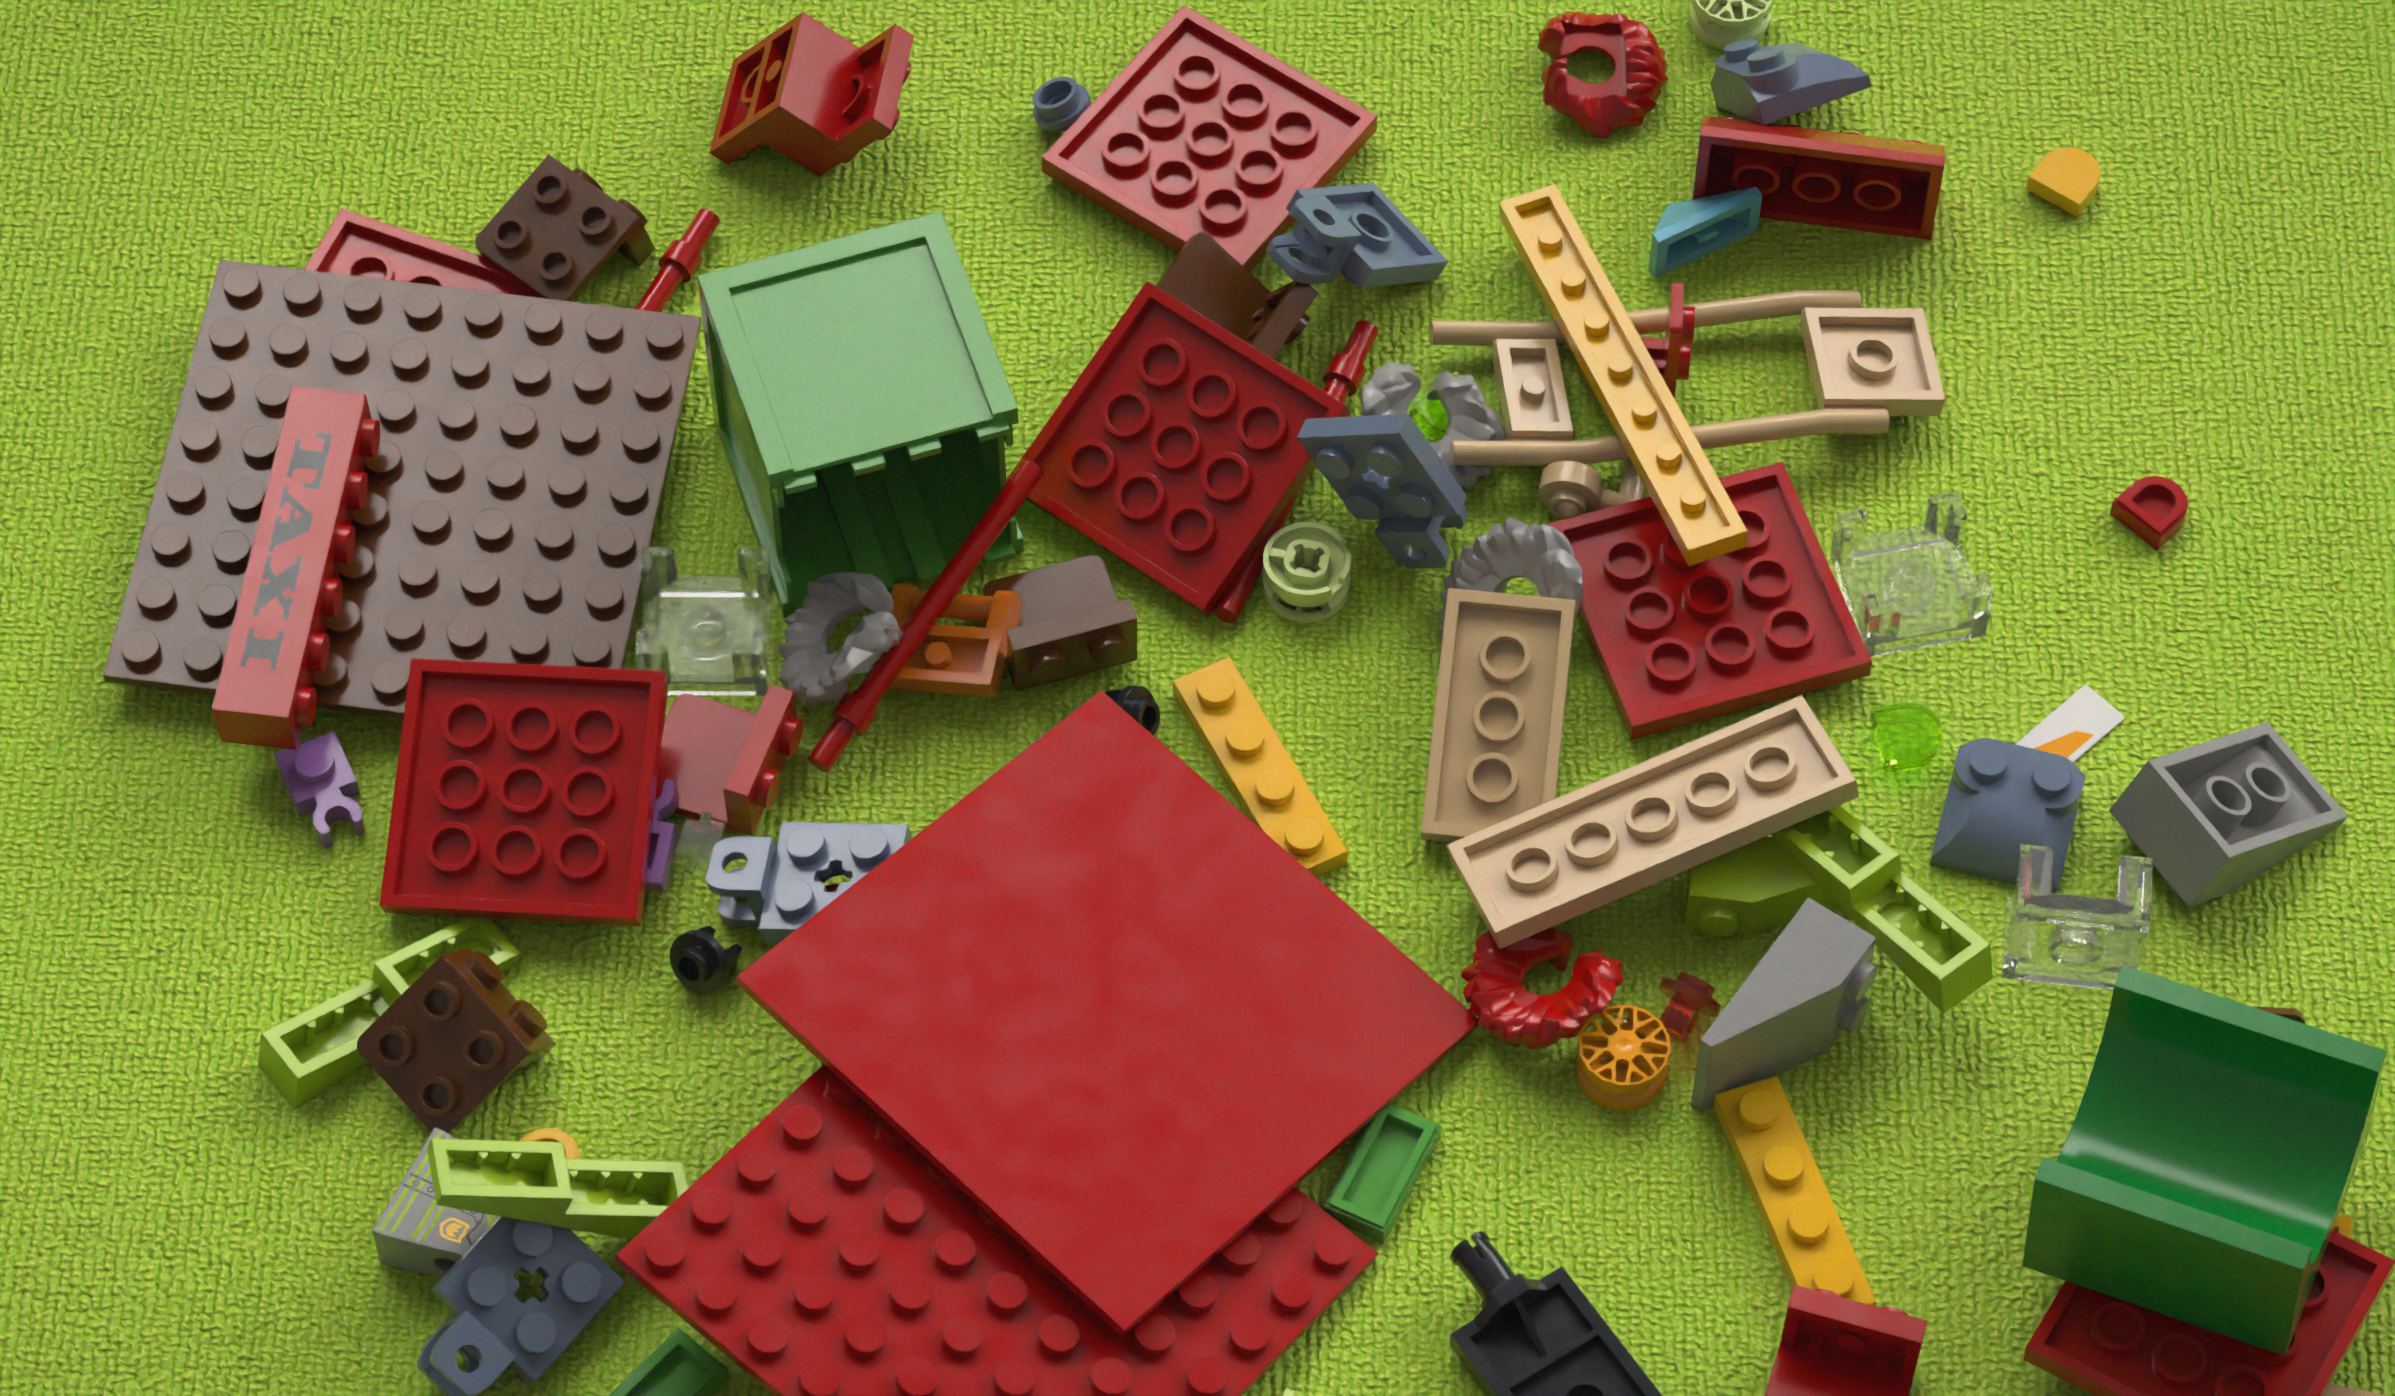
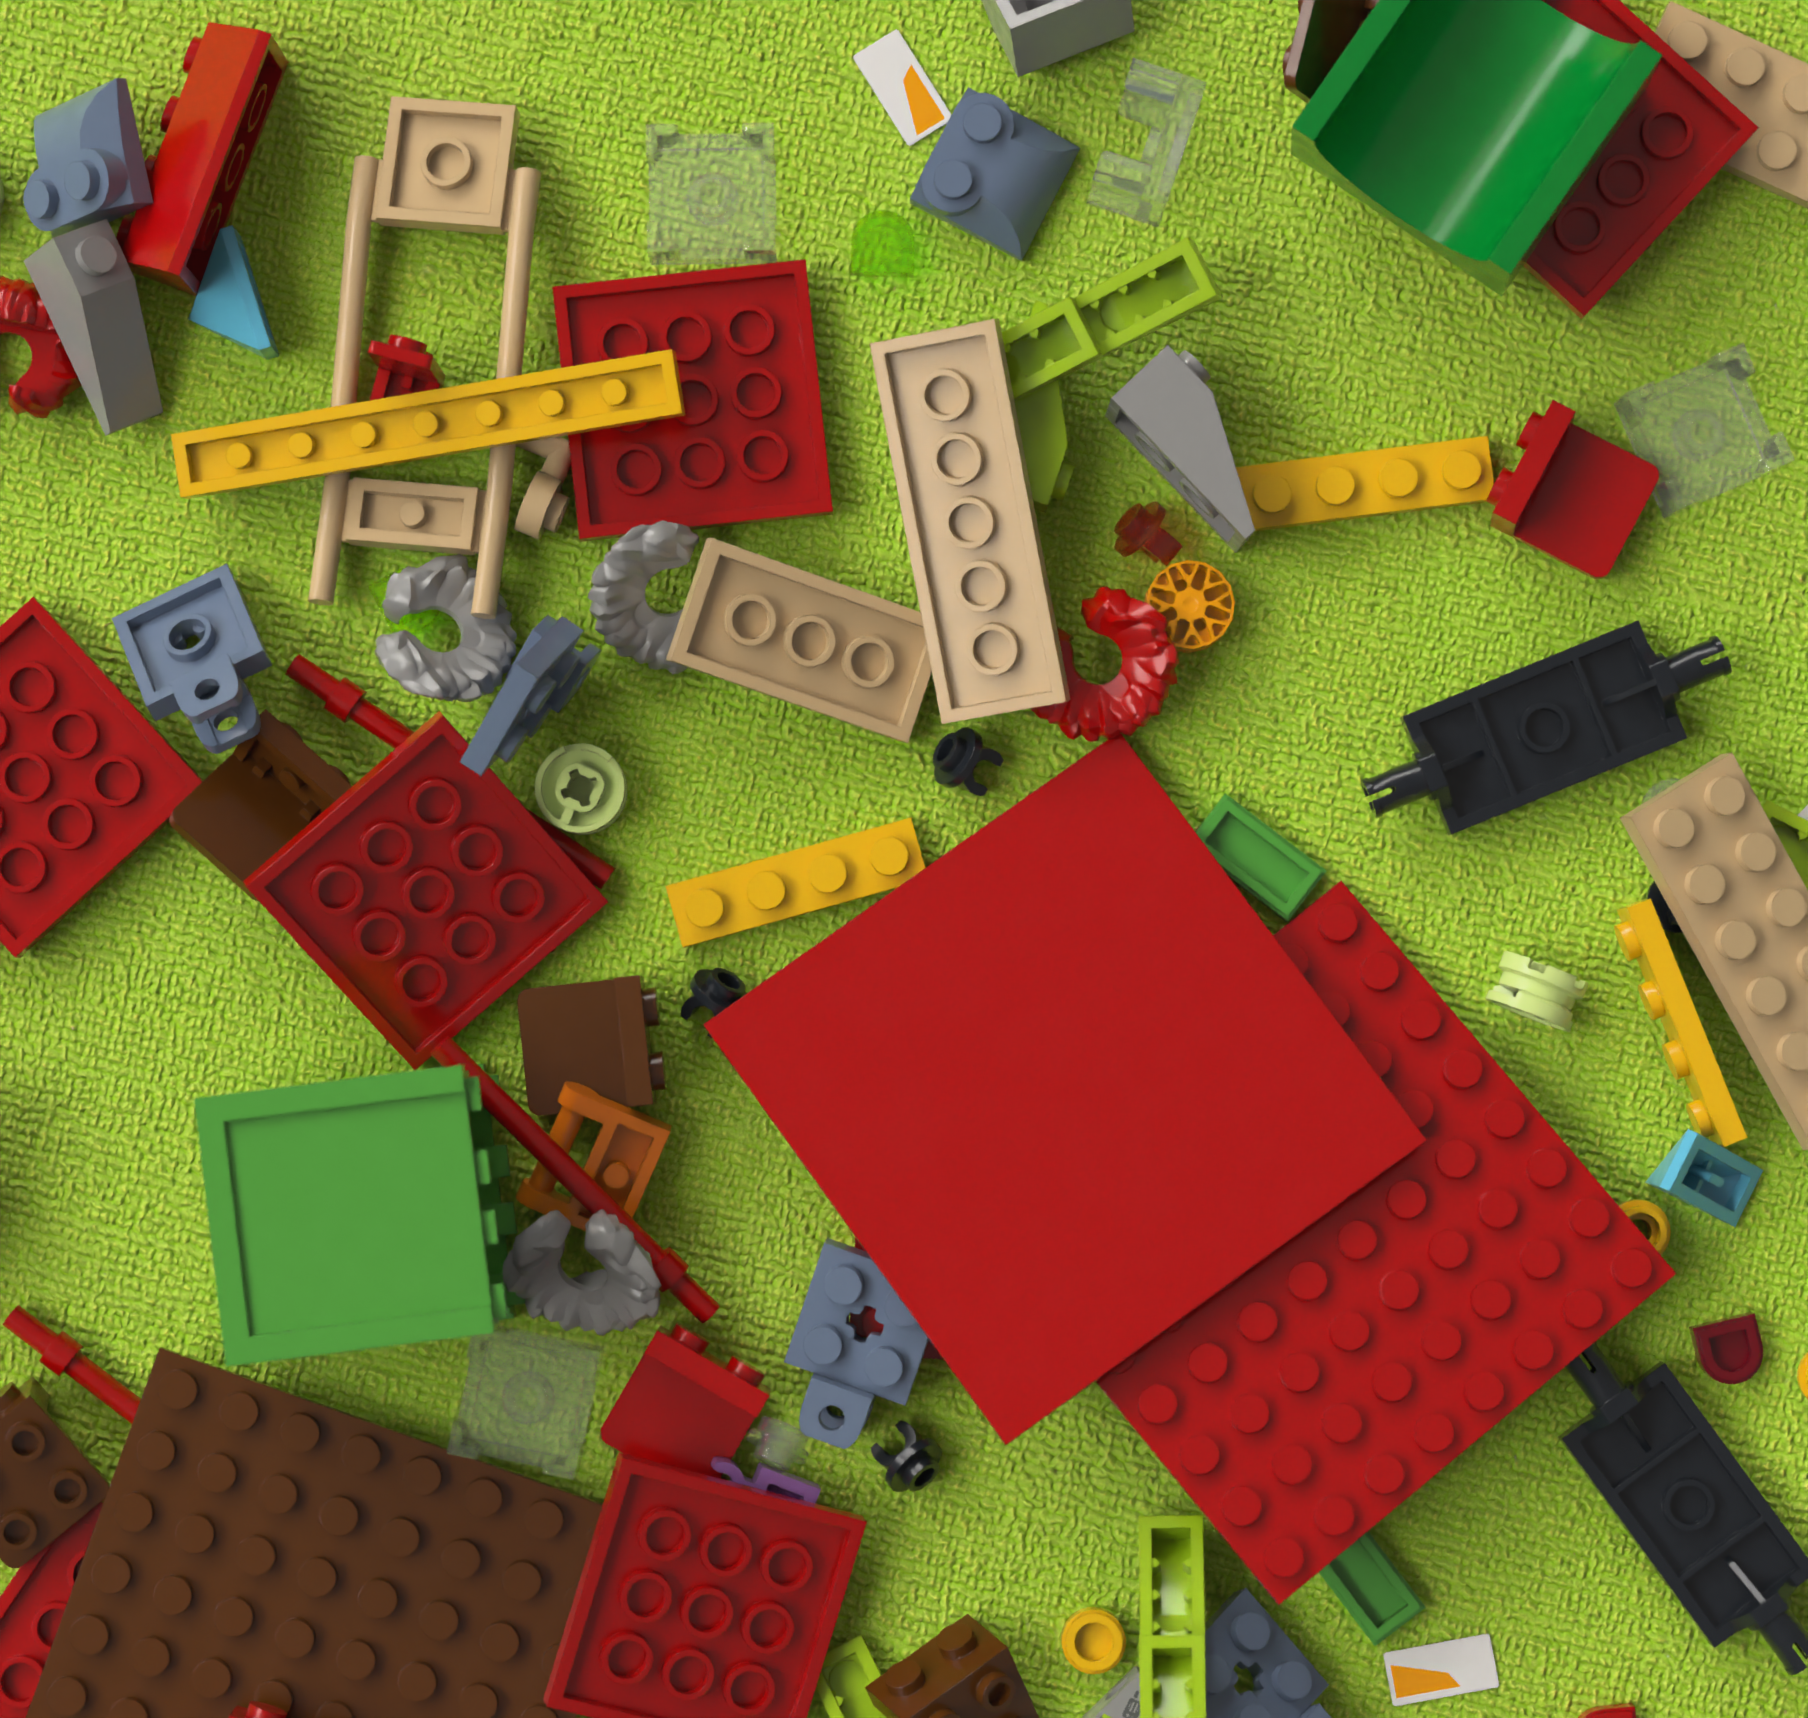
camera: 85 degrees left, 30 degrees up
(1415, 878) = (957, 757): none -> black plate
(1639, 118) = (99, 322): none -> light grey slope

